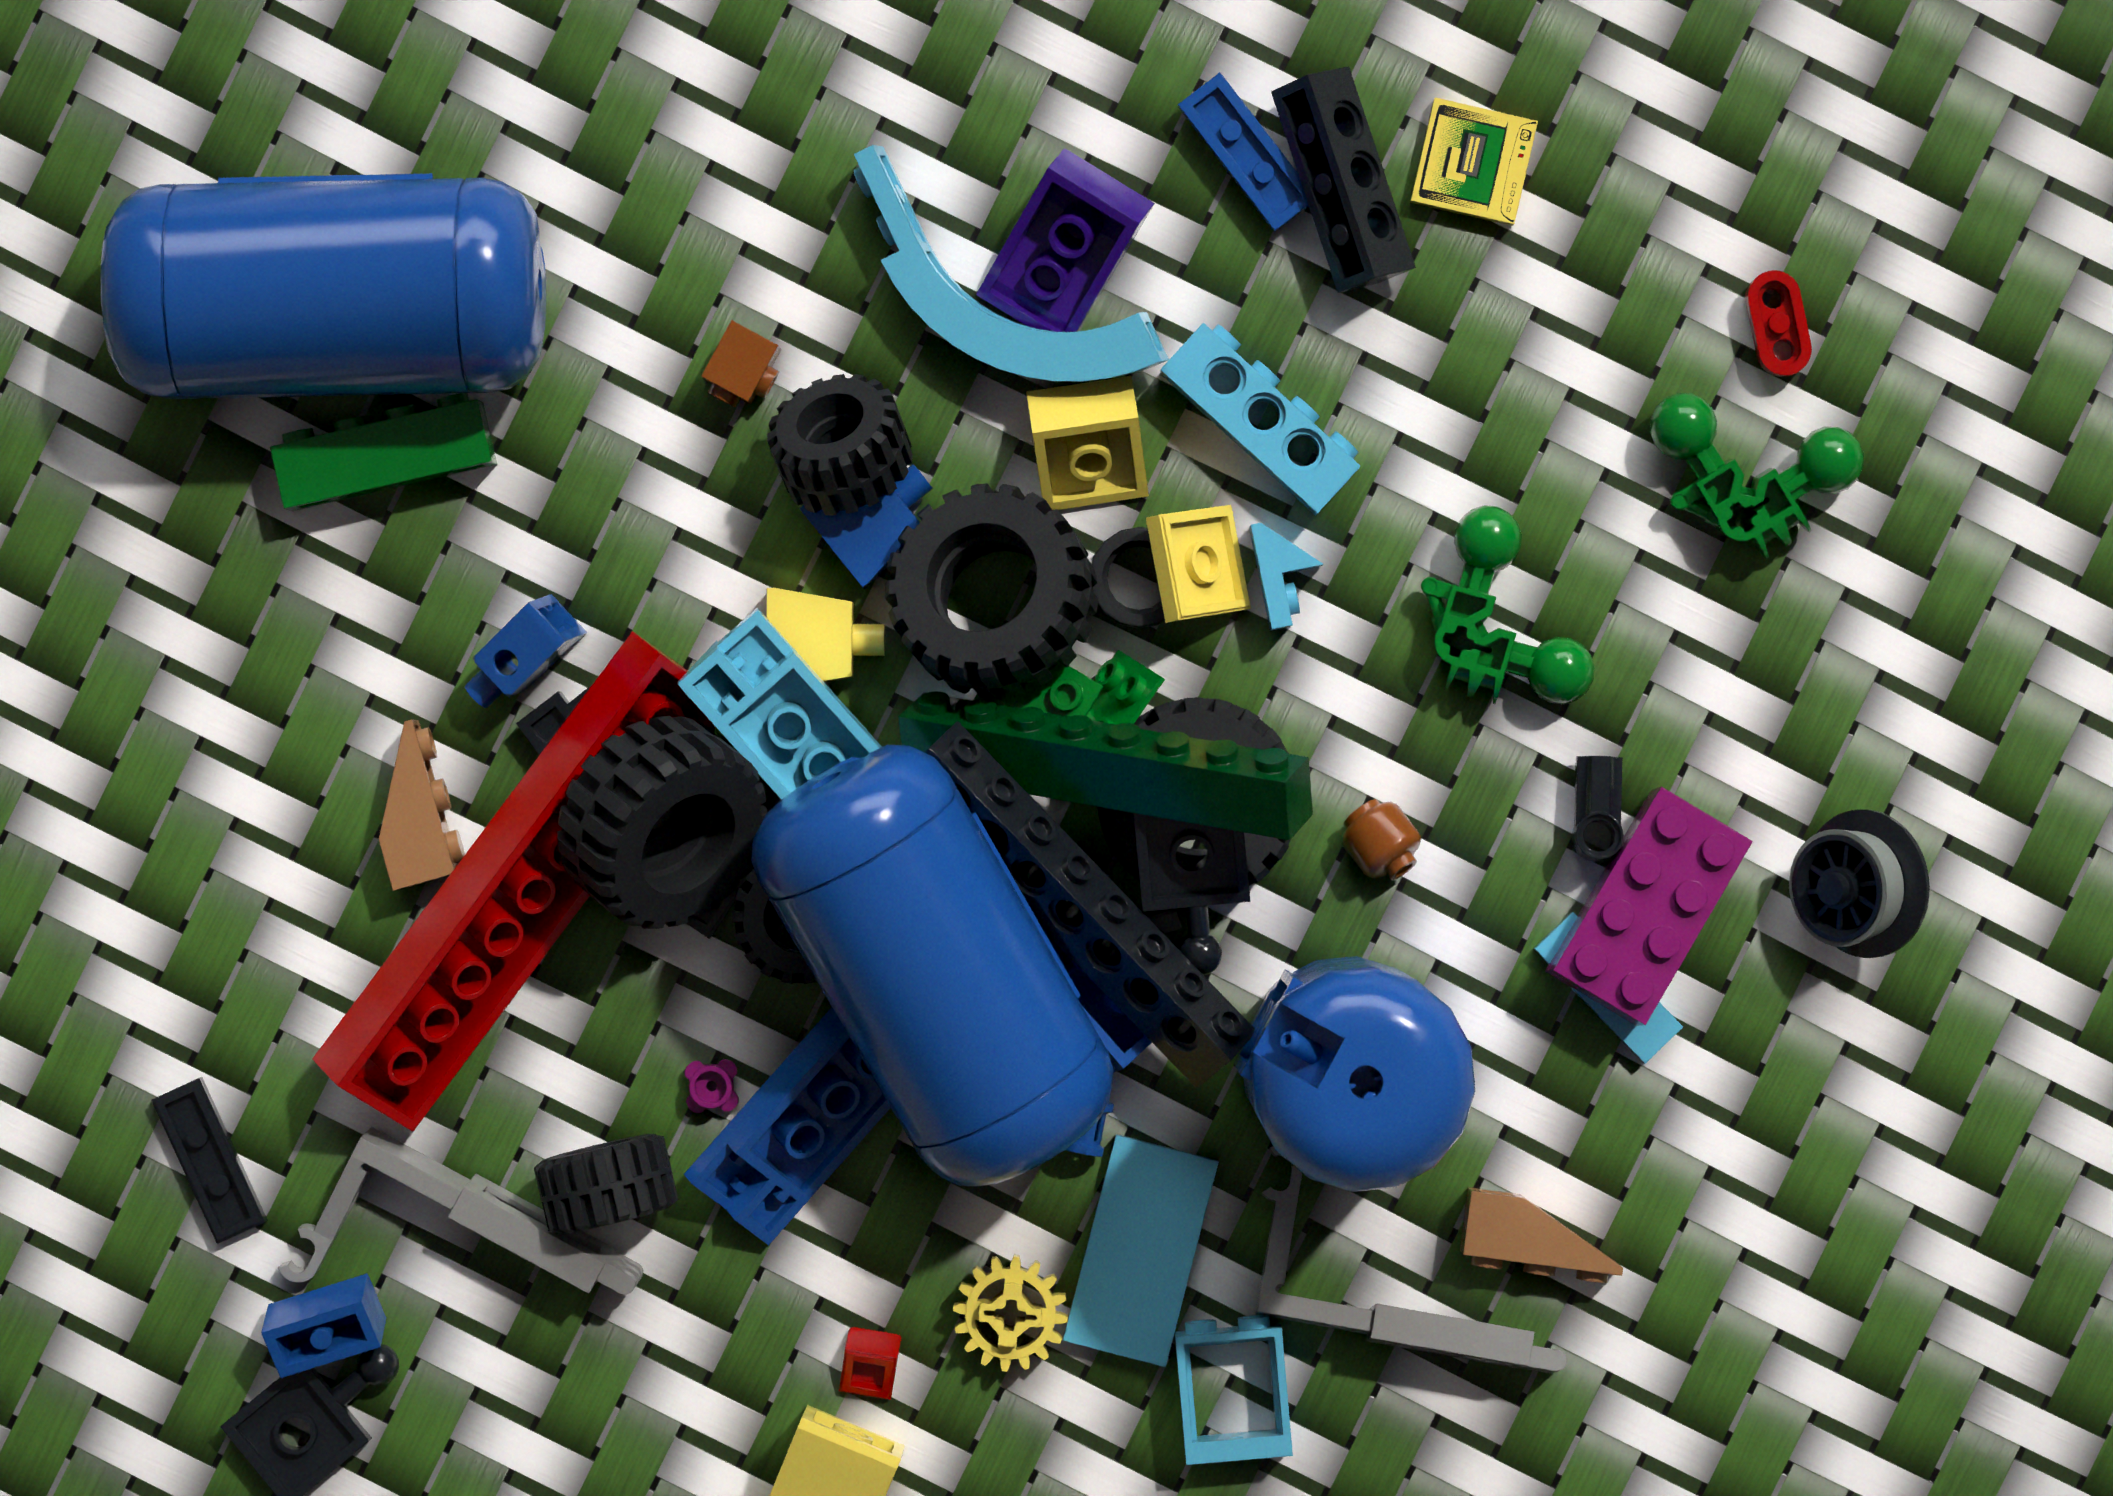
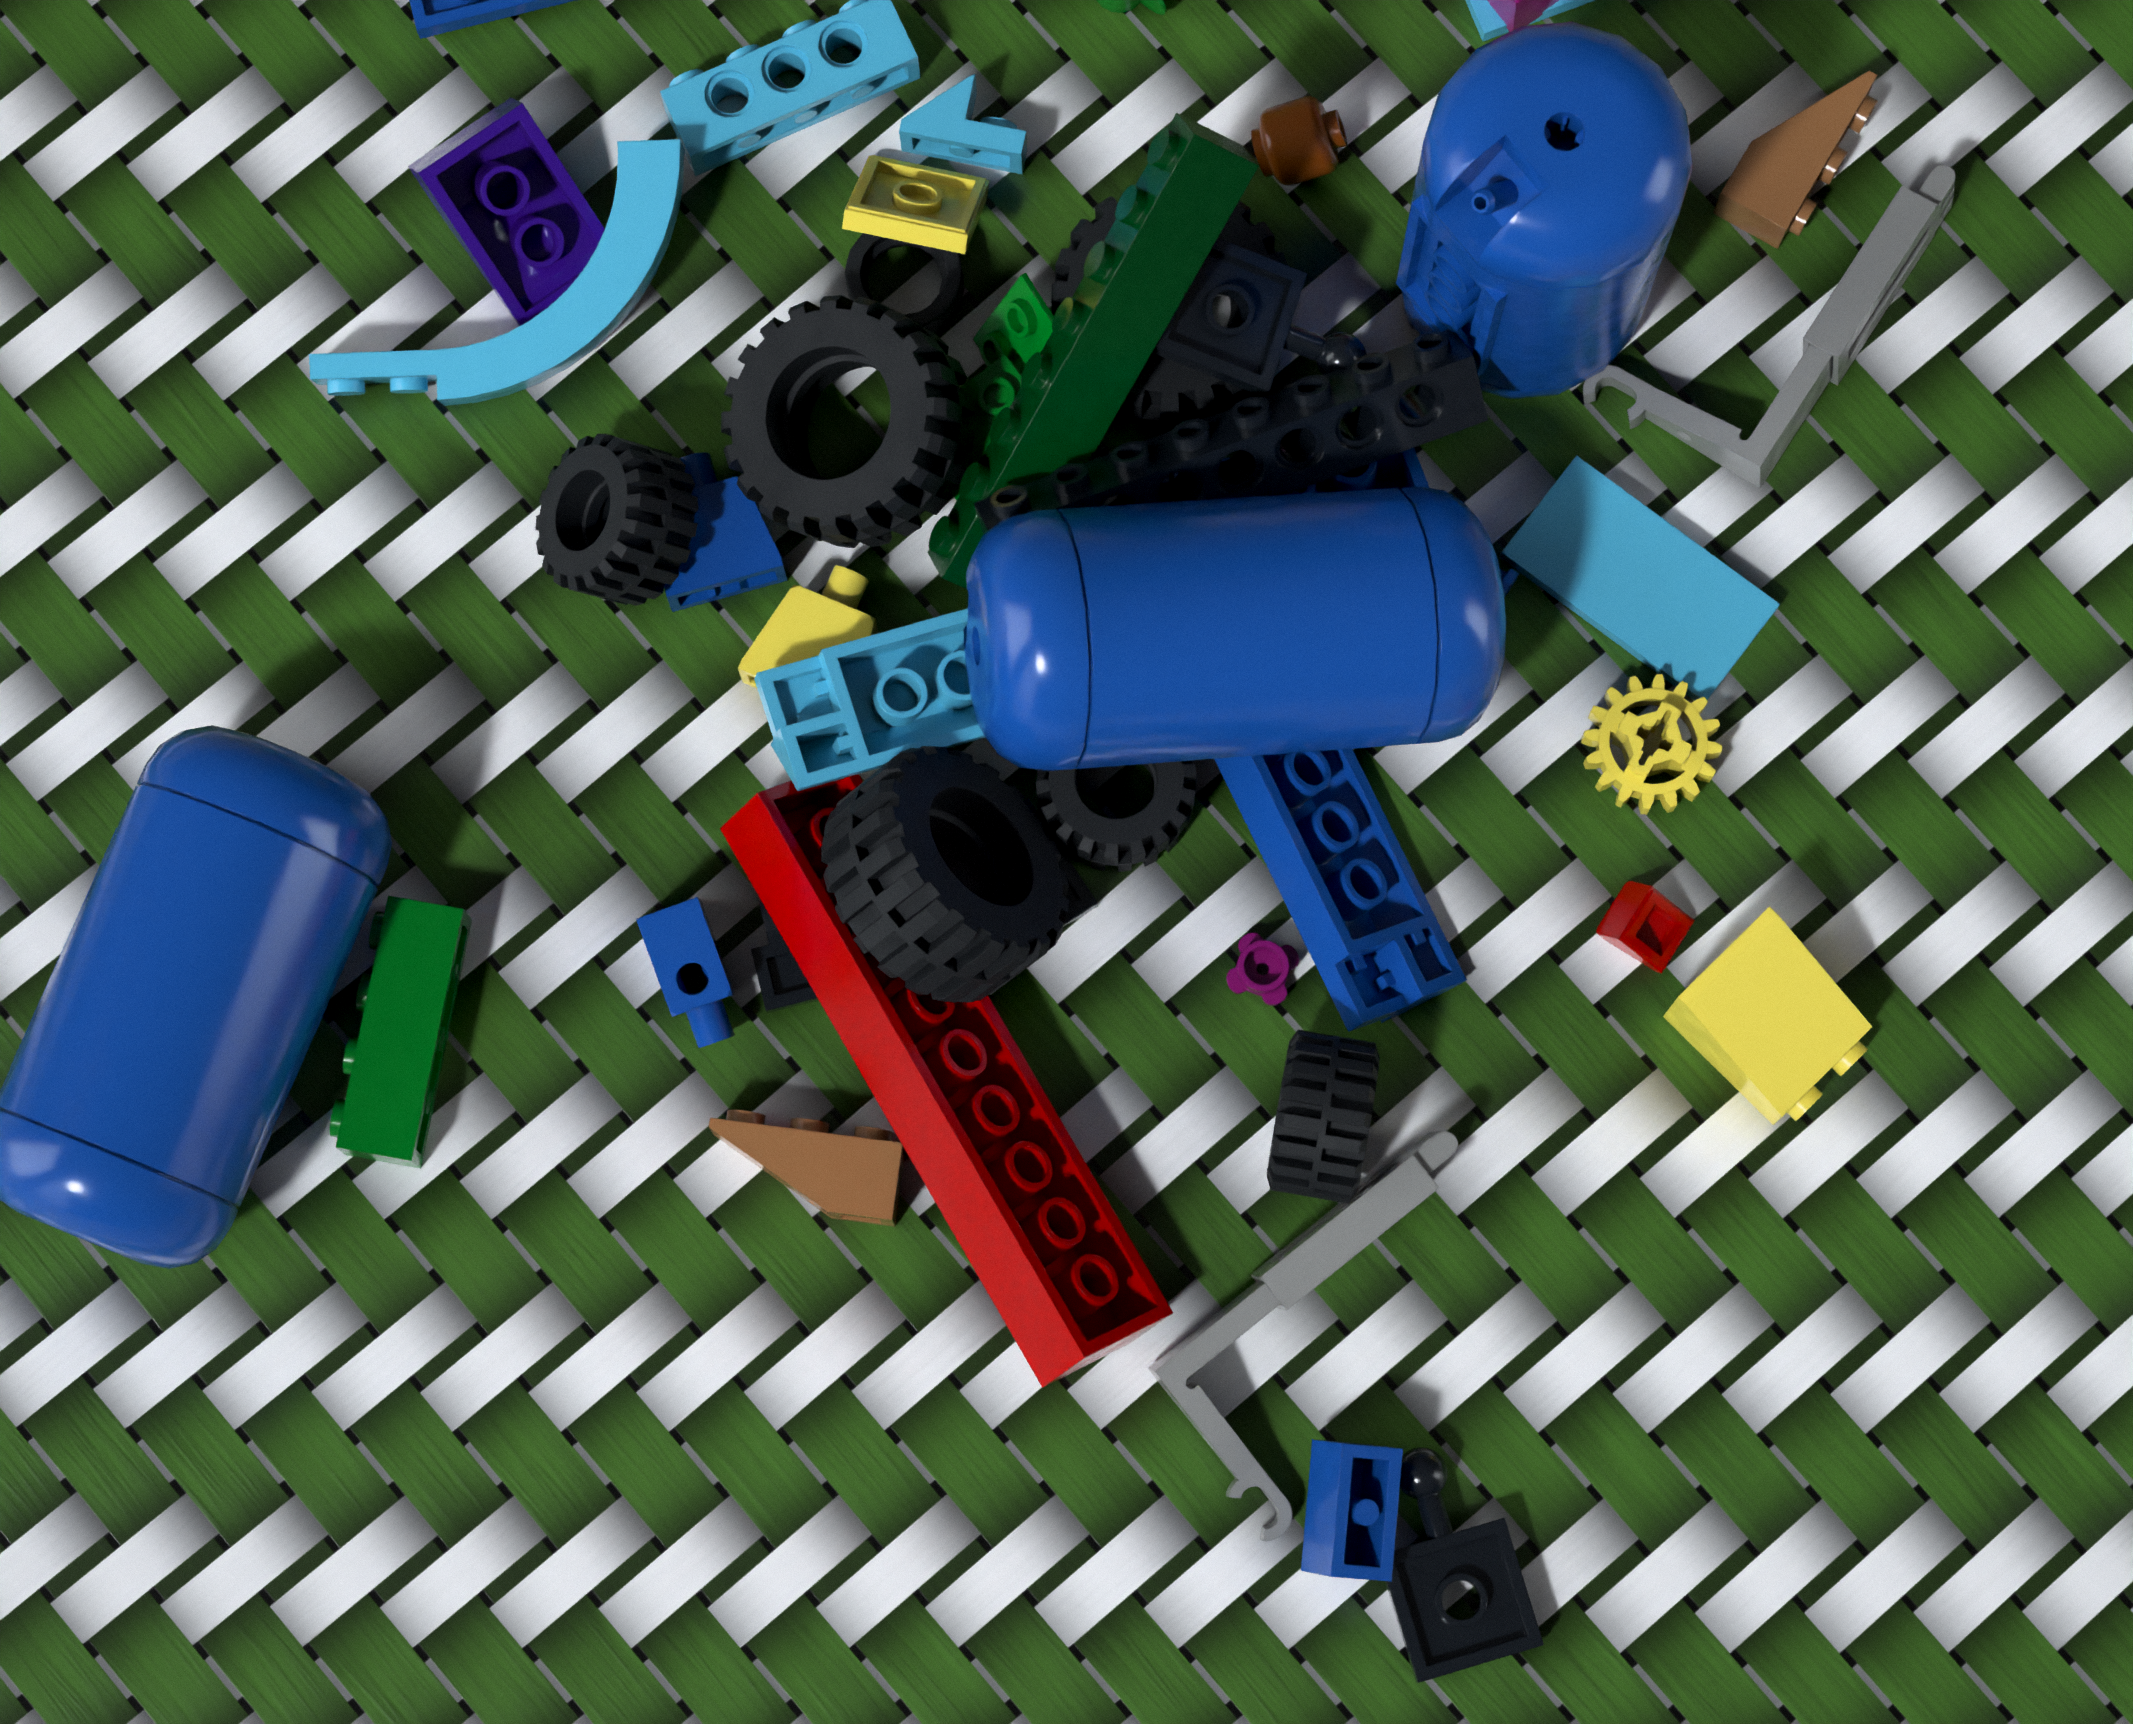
camera: 65 degrees left, 10 degrees down
(209, 1160) = (1108, 1570): black tile -> none
(741, 366) = (484, 601): dark orange brick -> none
(1088, 443) = (732, 267): light yellow slope -> none
(1240, 1444) = (1858, 491): medium azure window -> none

